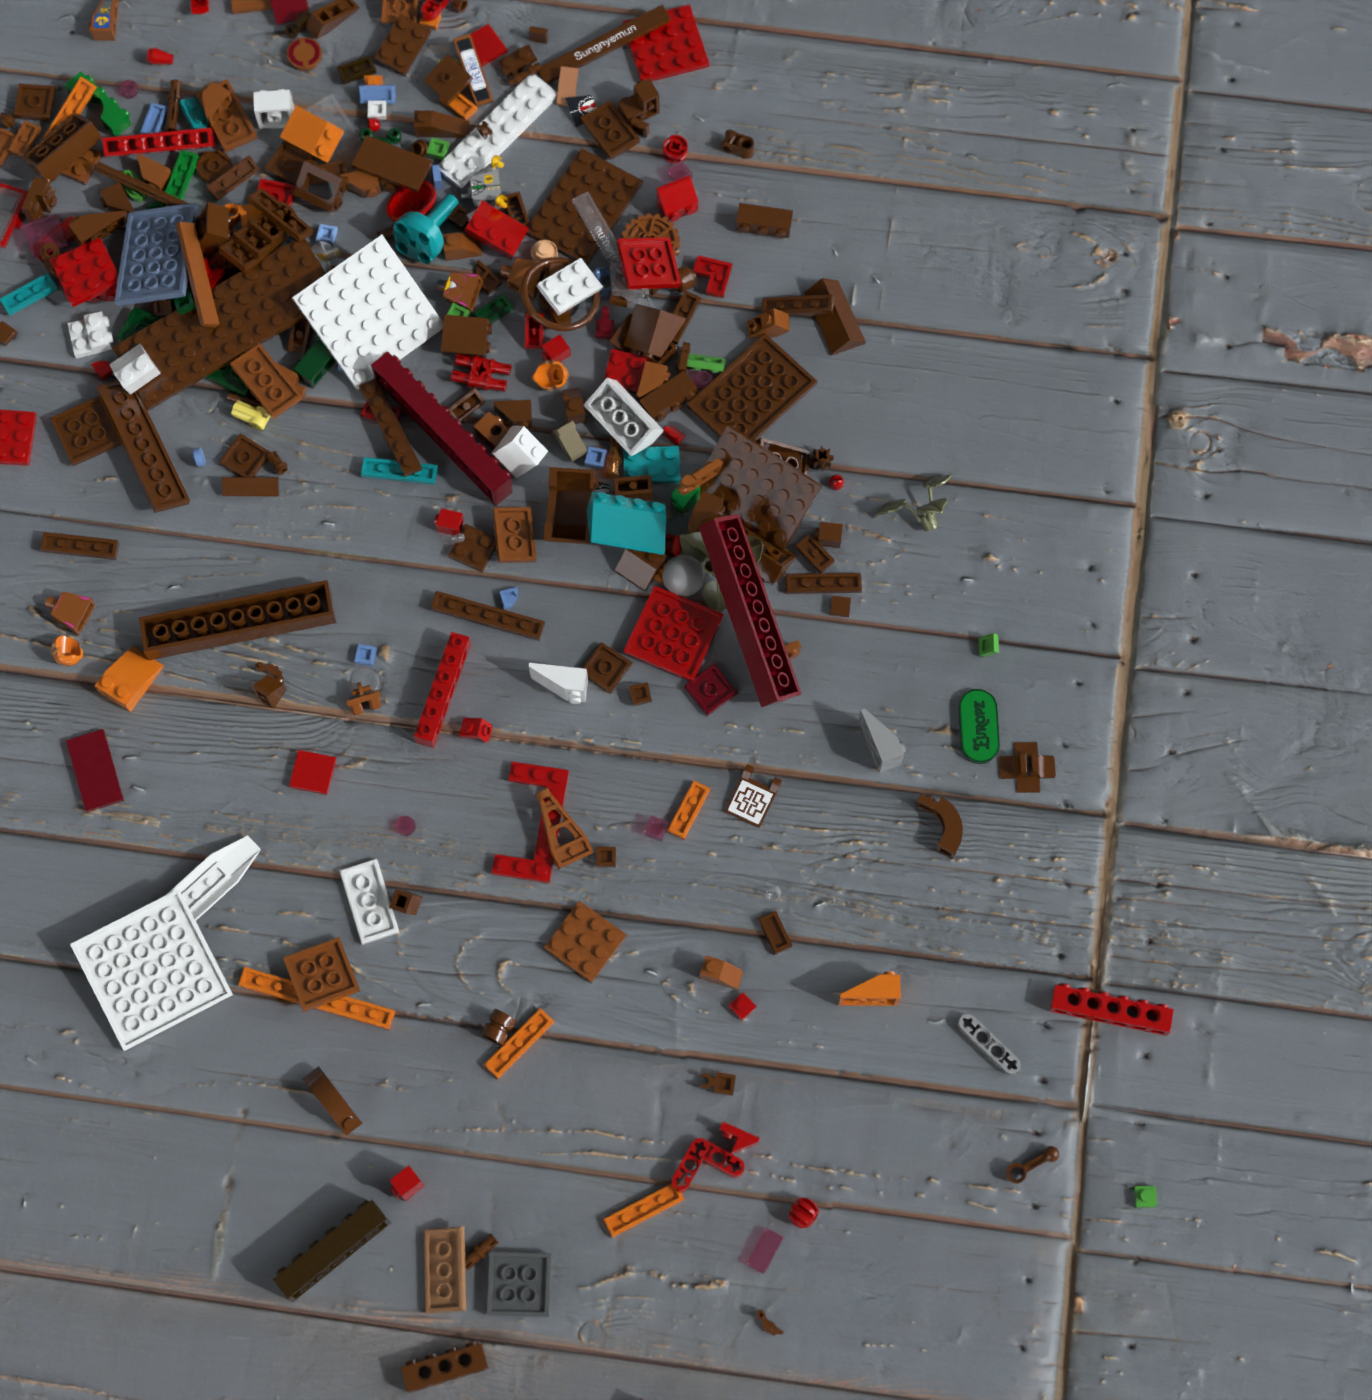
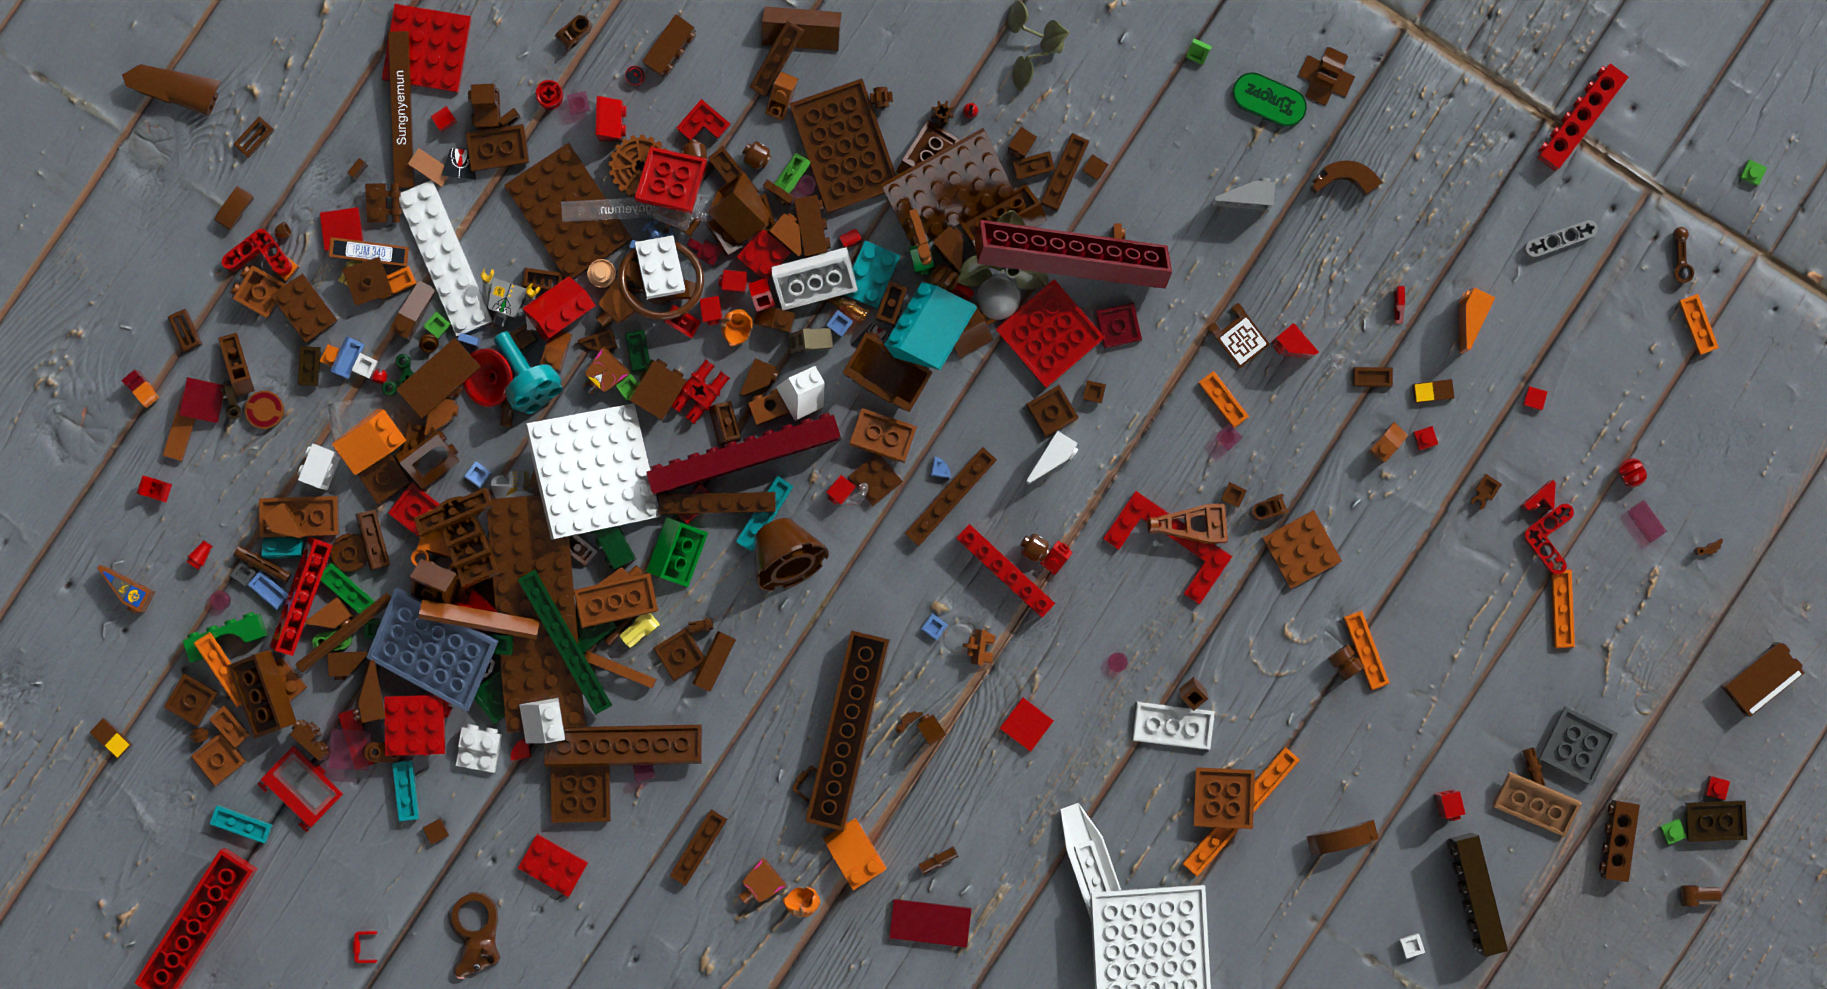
camera: 65 degrees left, 15 degrees up
(127, 473) = (643, 772): none -> clear pink slope
(154, 751) = (938, 860): none -> reddish brown pin
(159, 95) = (243, 573): none -> dark grey tile
(178, 604) = (801, 777): none -> reddish brown piece
(199, 457) = (660, 697): medium blue tile -> none
(209, 414) = (620, 669): none -> dark orange beam
(210, 353) = (565, 641): none -> dark green plate
(257, 1214) = (1412, 945): none -> white plate
(332, 415) = (677, 552): none -> green slope
(367, 497) = (786, 554): none -> reddish brown cone
(475, 705) = (1035, 547): none -> reddish brown head
(484, 130) = (443, 271): reddish brown bush -> none
(588, 382) = (761, 294): none -> red brick
(589, 357) = (733, 281): none -> red brick
(611, 896) = (1272, 507): none -> reddish brown piece
(613, 81) = (443, 119): none -> red slope
(677, 522) = (944, 277): none -> dark orange piece
(706, 327) = (756, 155): none -> reddish brown head
(725, 207) = (635, 75): none -> black tile
(768, 842) = (1294, 343): none -> red slope
(789, 993) = (1433, 391): none -> reddish brown tile
(808, 403) = (881, 97): none -> reddish brown gear
(829, 1090) = (1535, 398): none -> red tile
(853, 924) = (1399, 304): none -> red tile
(975, 1211) = (1698, 324): none -> orange plate

